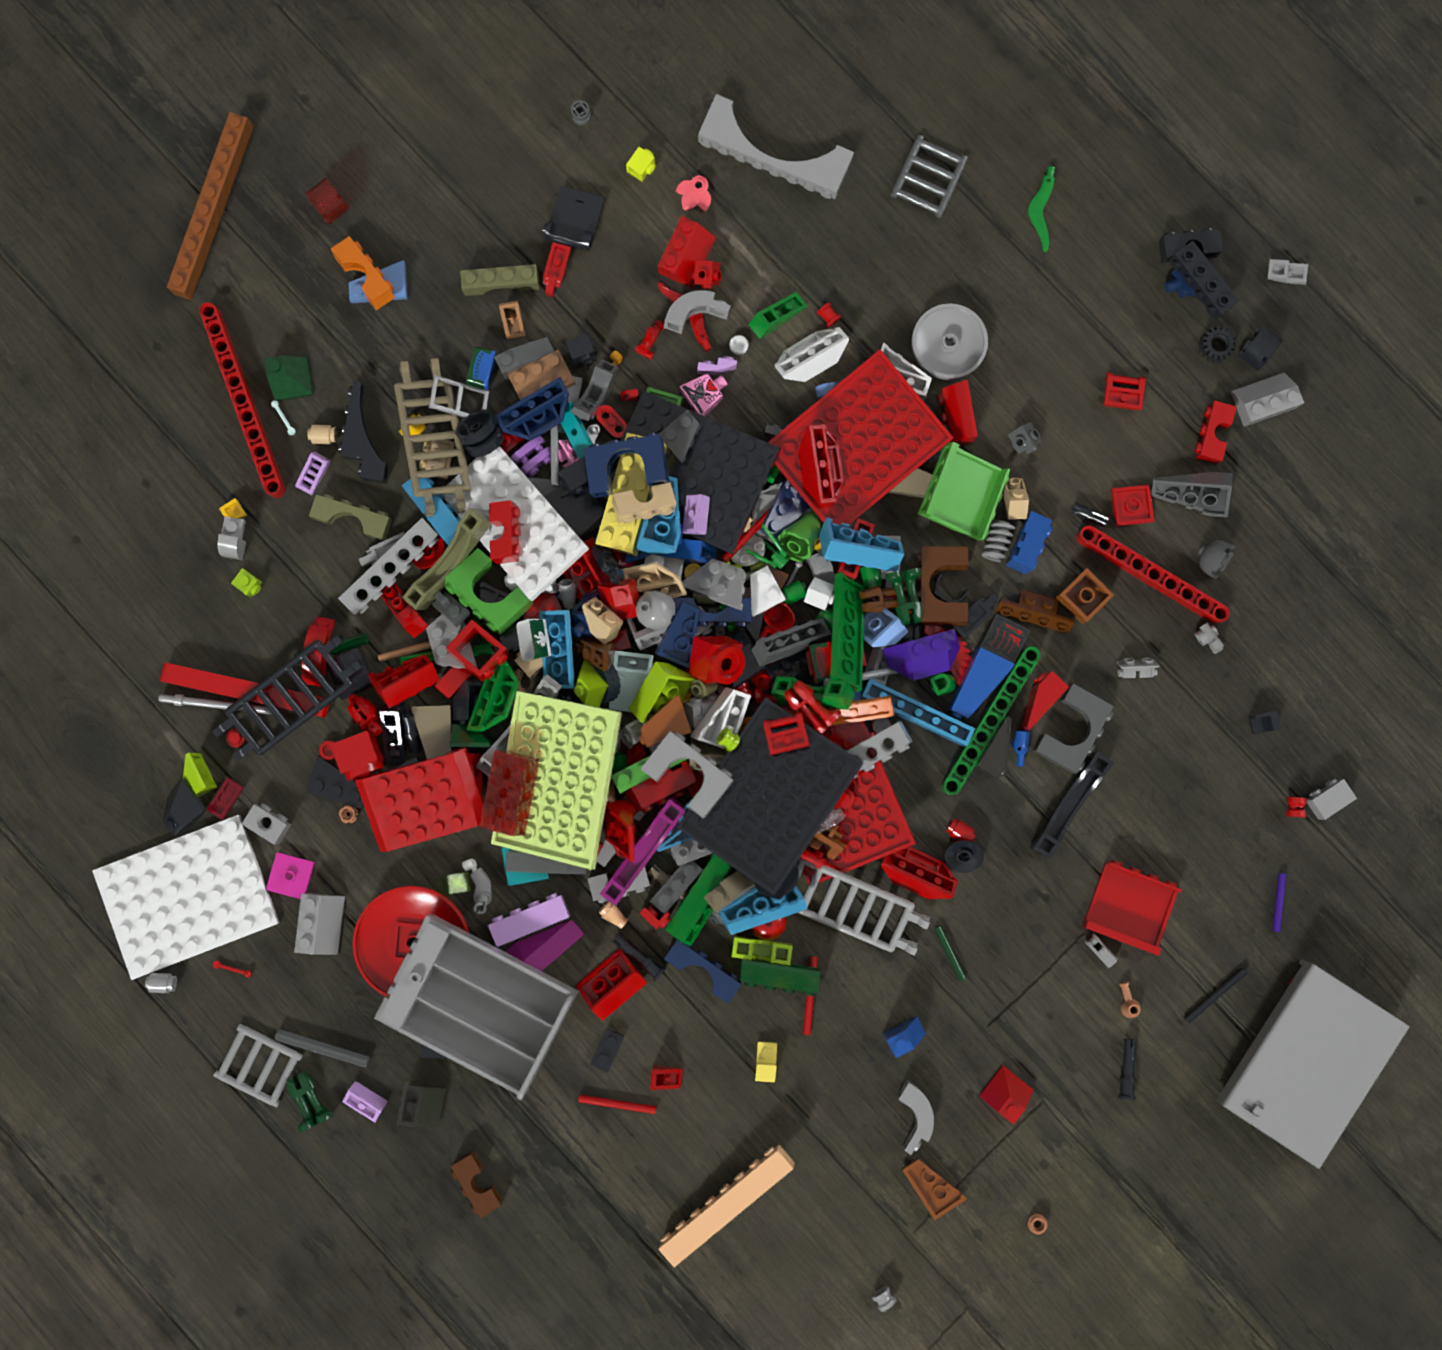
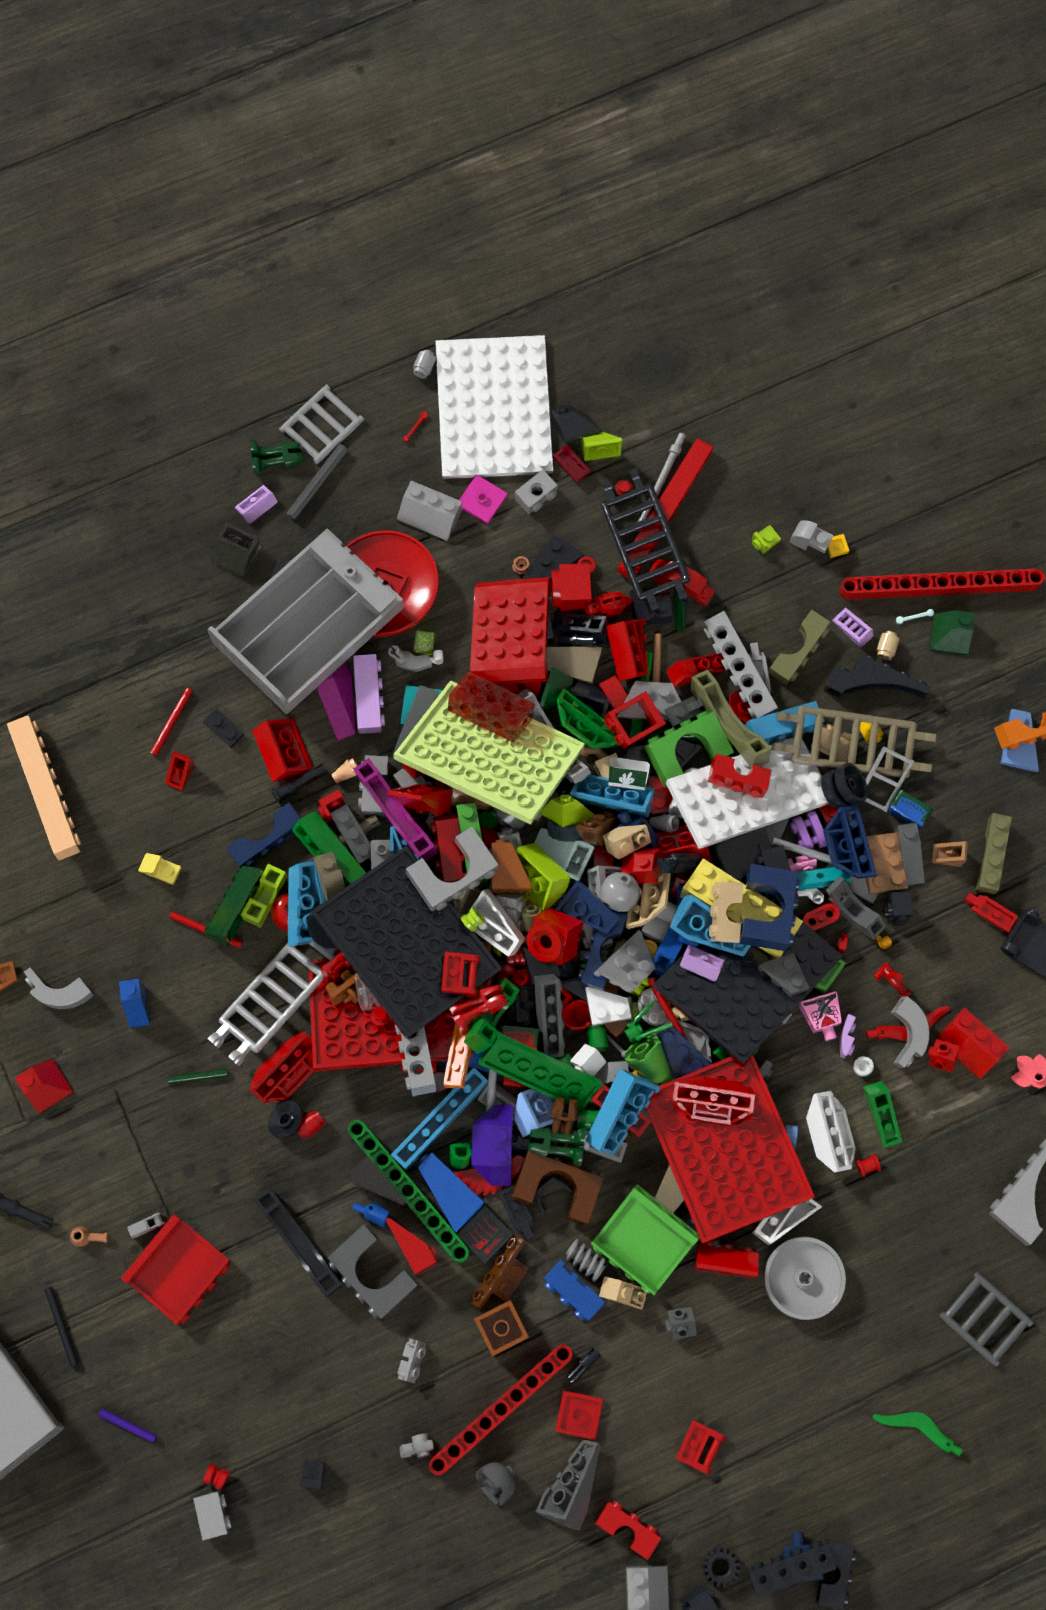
camera: 110 degrees right, 10 degrees down
(482, 1200) = (131, 576): reddish brown arch -> none

